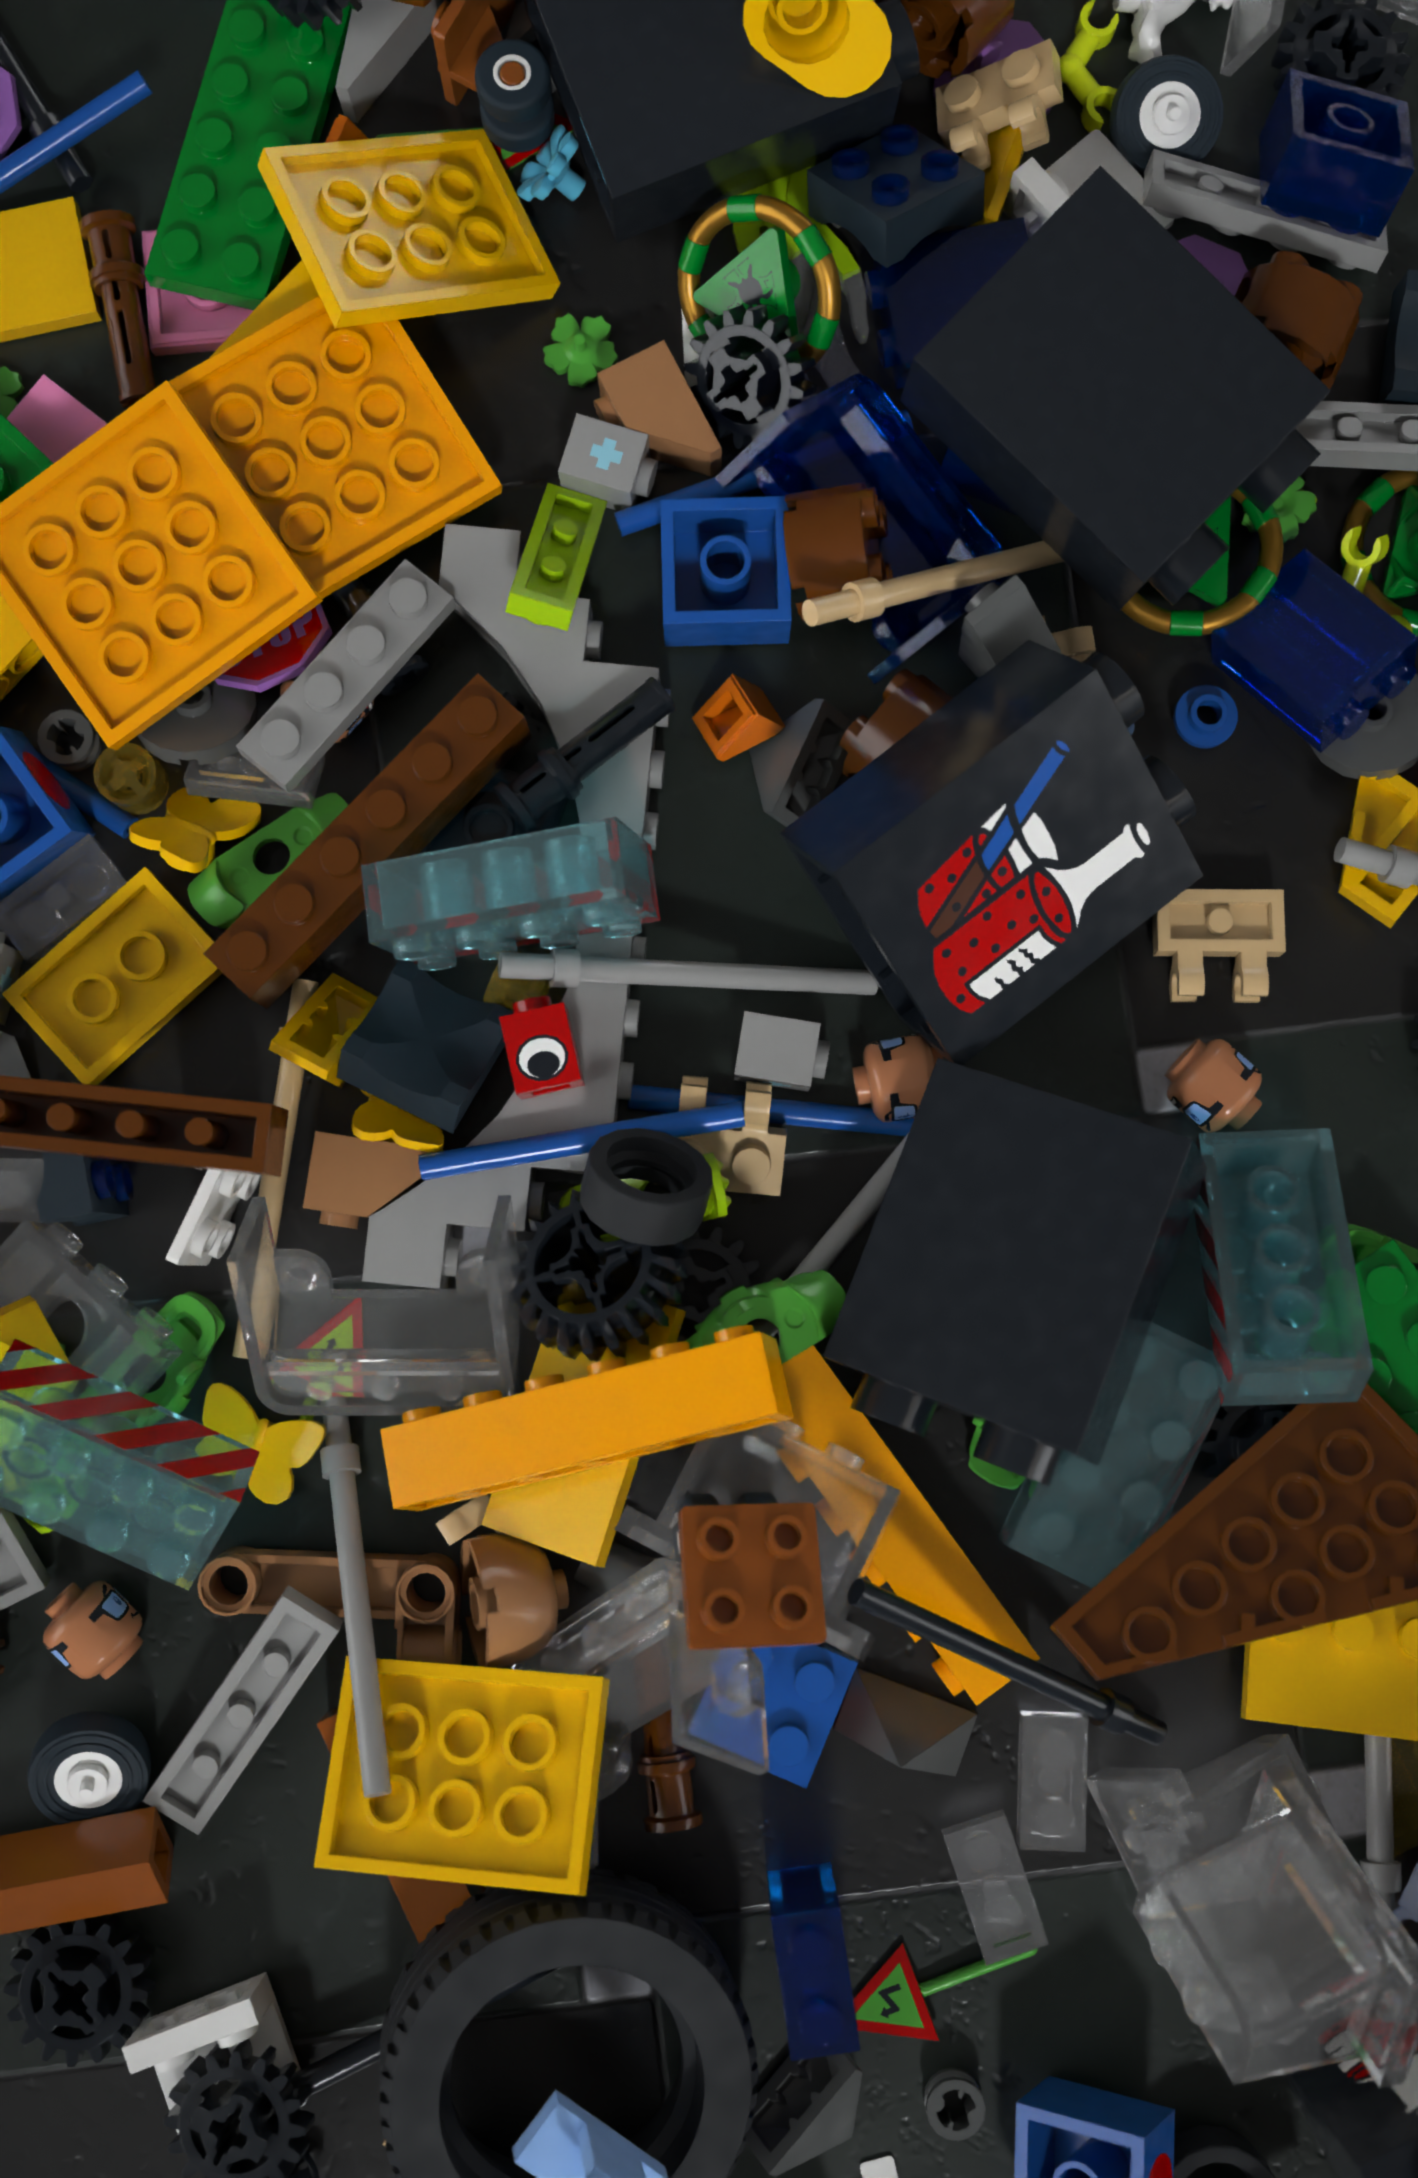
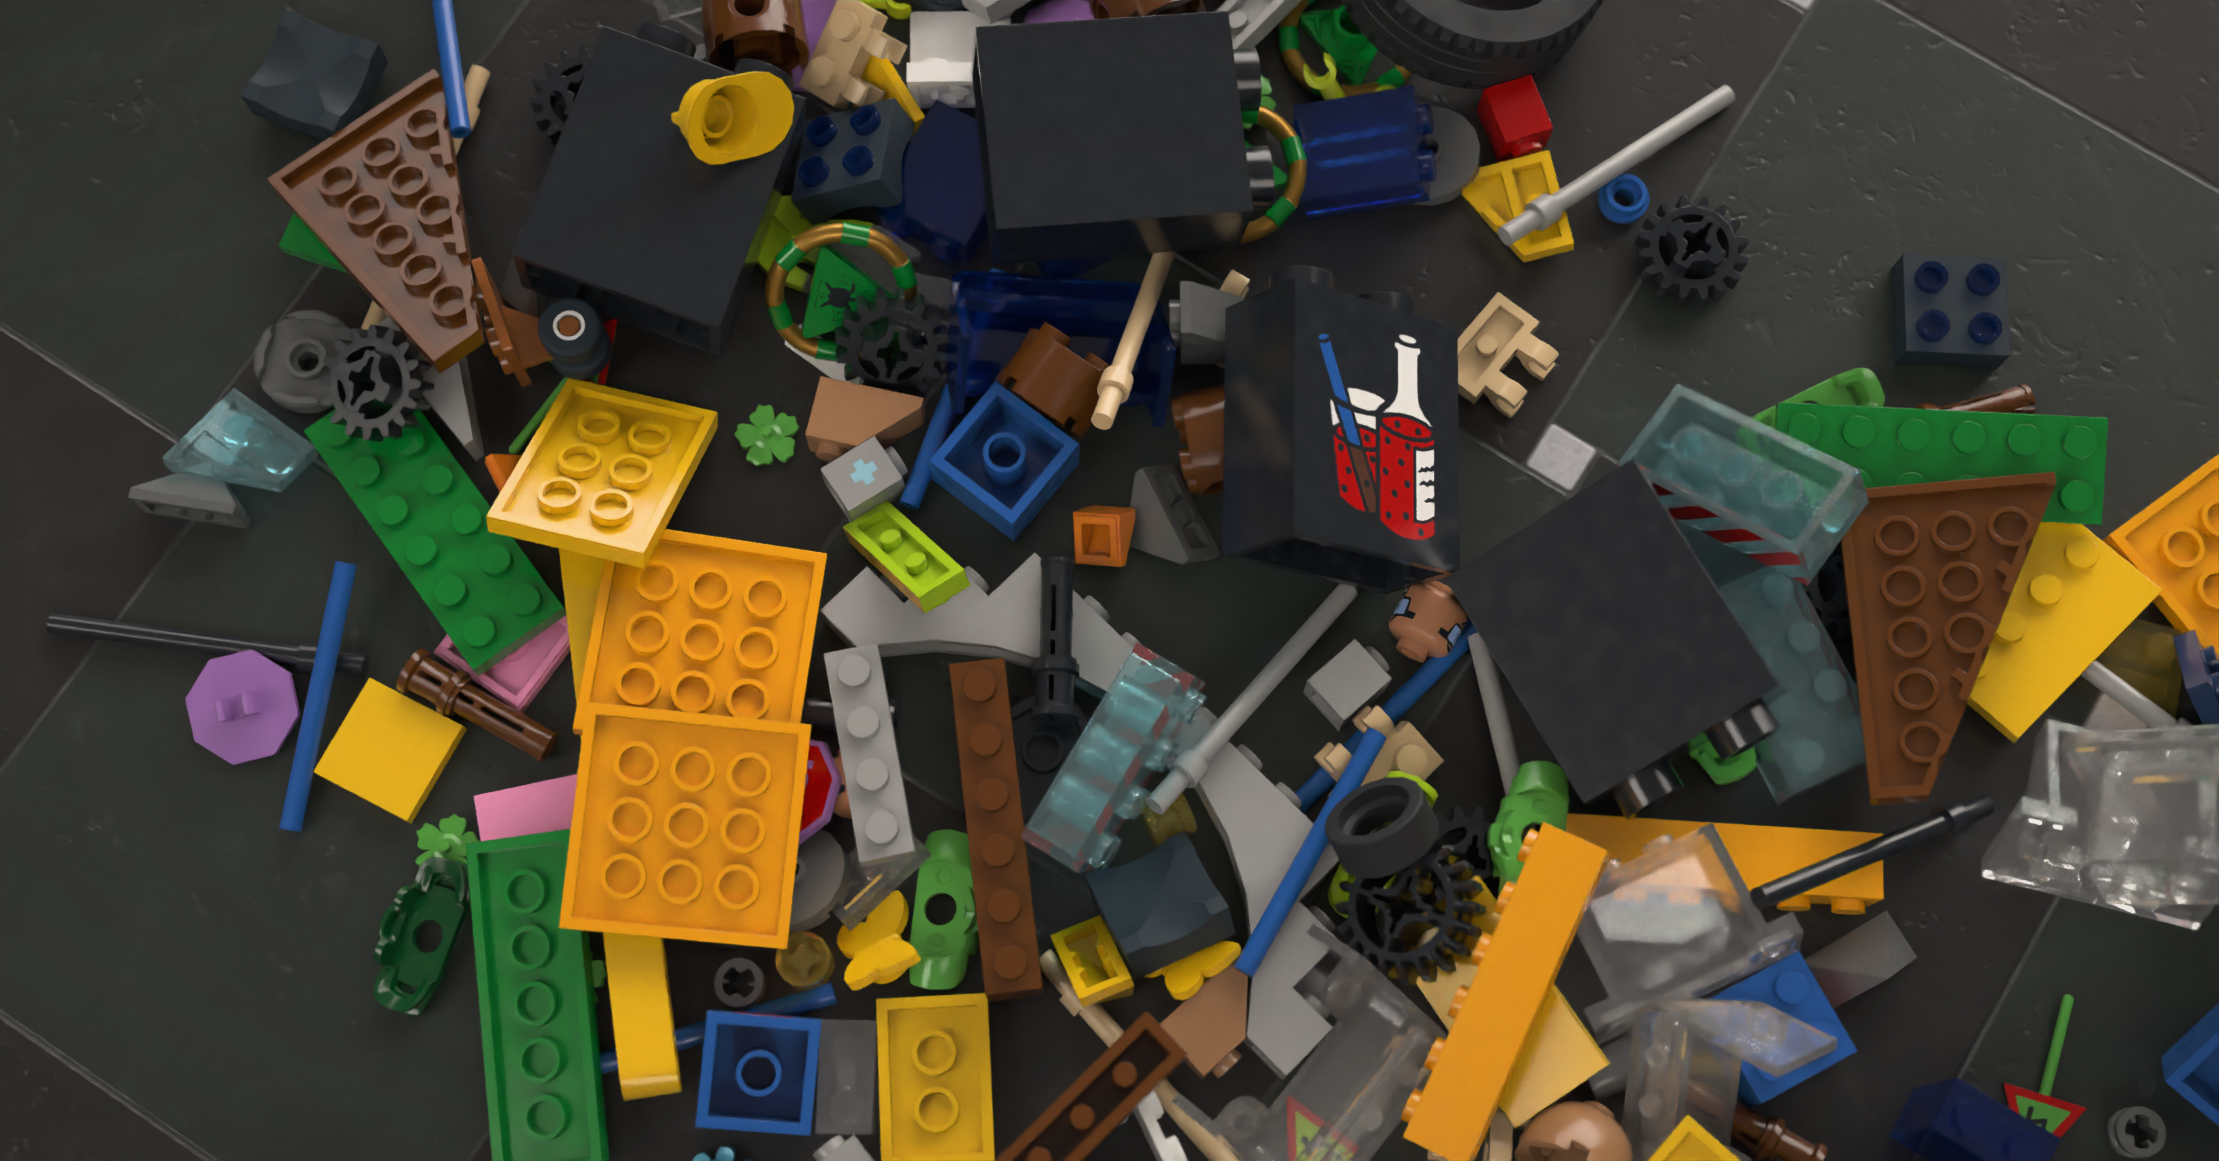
camera: 55 degrees left, 10 degrees down
(541, 1048) = (1230, 825): red brick -> none
(552, 169) = (635, 356): medium azure plant -> none
(750, 1573) = (1693, 956): dark orange plate -> none
(994, 1887) = (2010, 988): clear plate -> none
(1052, 1781) = (1966, 897): clear plate -> none
(1196, 732) = (1345, 263): blue plate -> none
(1214, 1085) = (1589, 433): nougat head -> none

